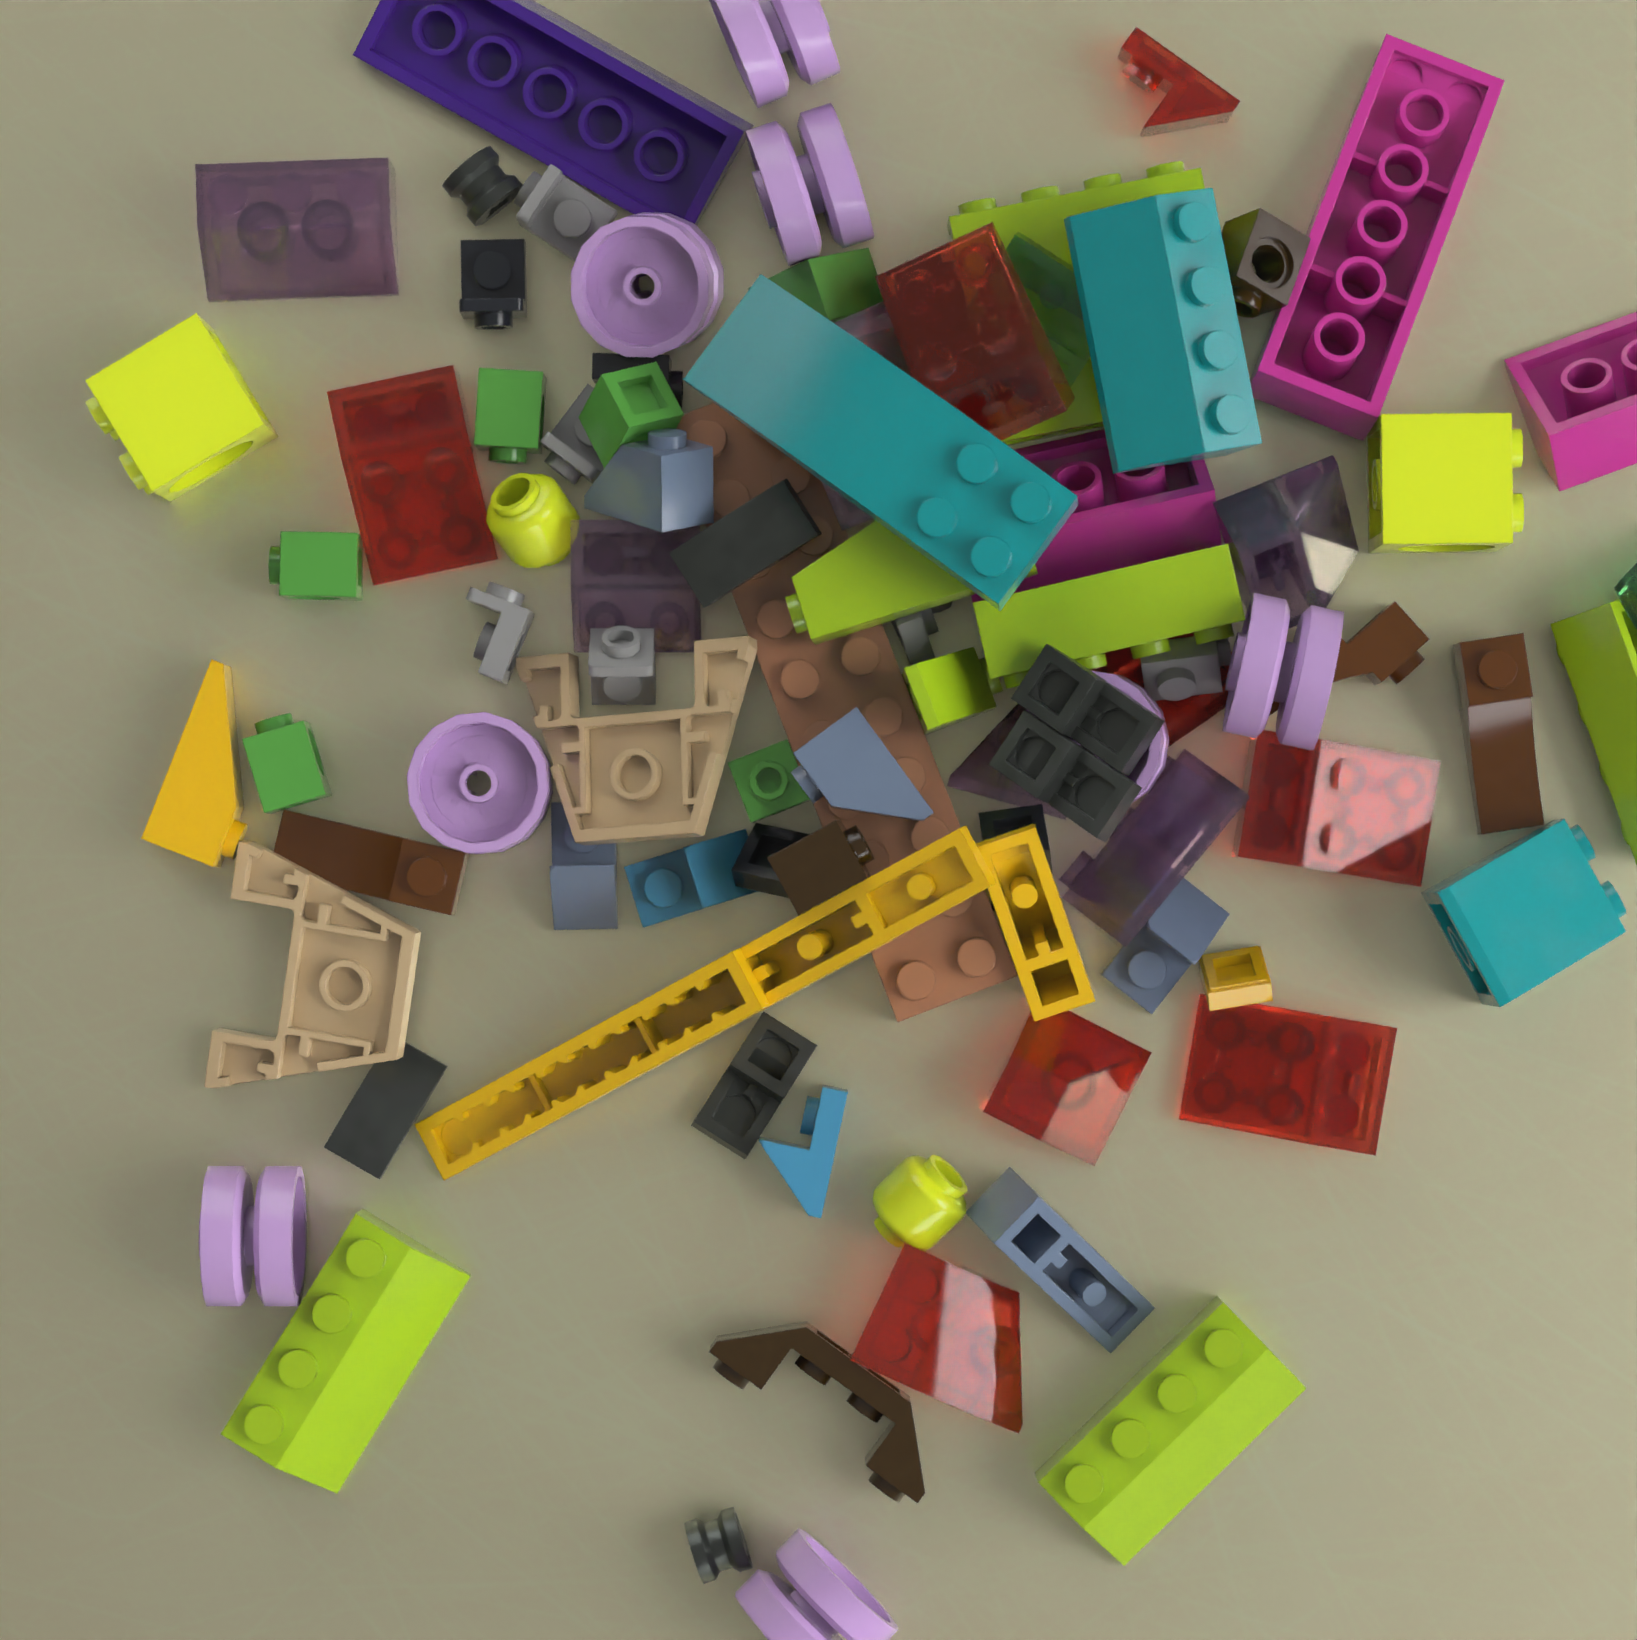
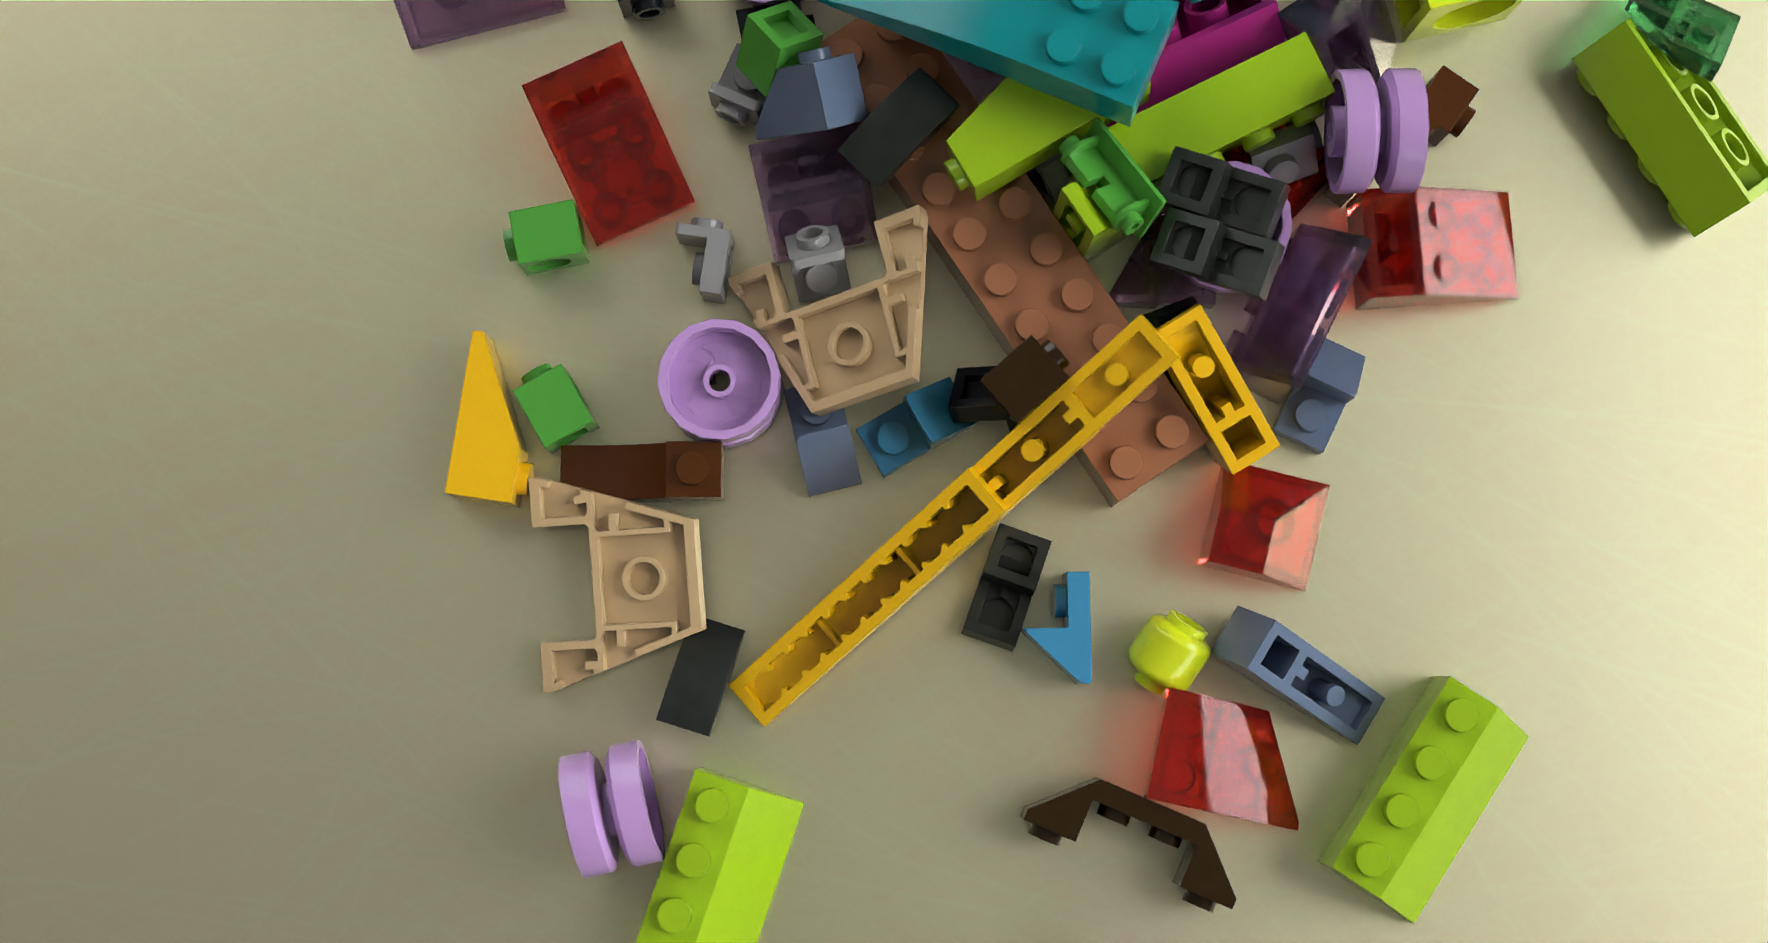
camera: 20 degrees left, 5 degrees down
(178, 410) = (401, 130): neon yellow brick -> none
(510, 414) = (678, 79): bright green brick -> none
(531, 520) = (715, 159): neon yellow head -> none
(767, 781) = (961, 329): bright green brick -> none
(857, 772) = (1039, 295): sand blue slope -> none
(979, 691) = (1123, 188): none -> bright green hinge
(1235, 978) = (1386, 406): yellow tile -> none
(1289, 1075) = (1453, 473): clear red slope -> none
(1499, 732) = (1550, 155): reddish brown slope -> none
(1526, 912) = (1611, 298): teal slope -> none

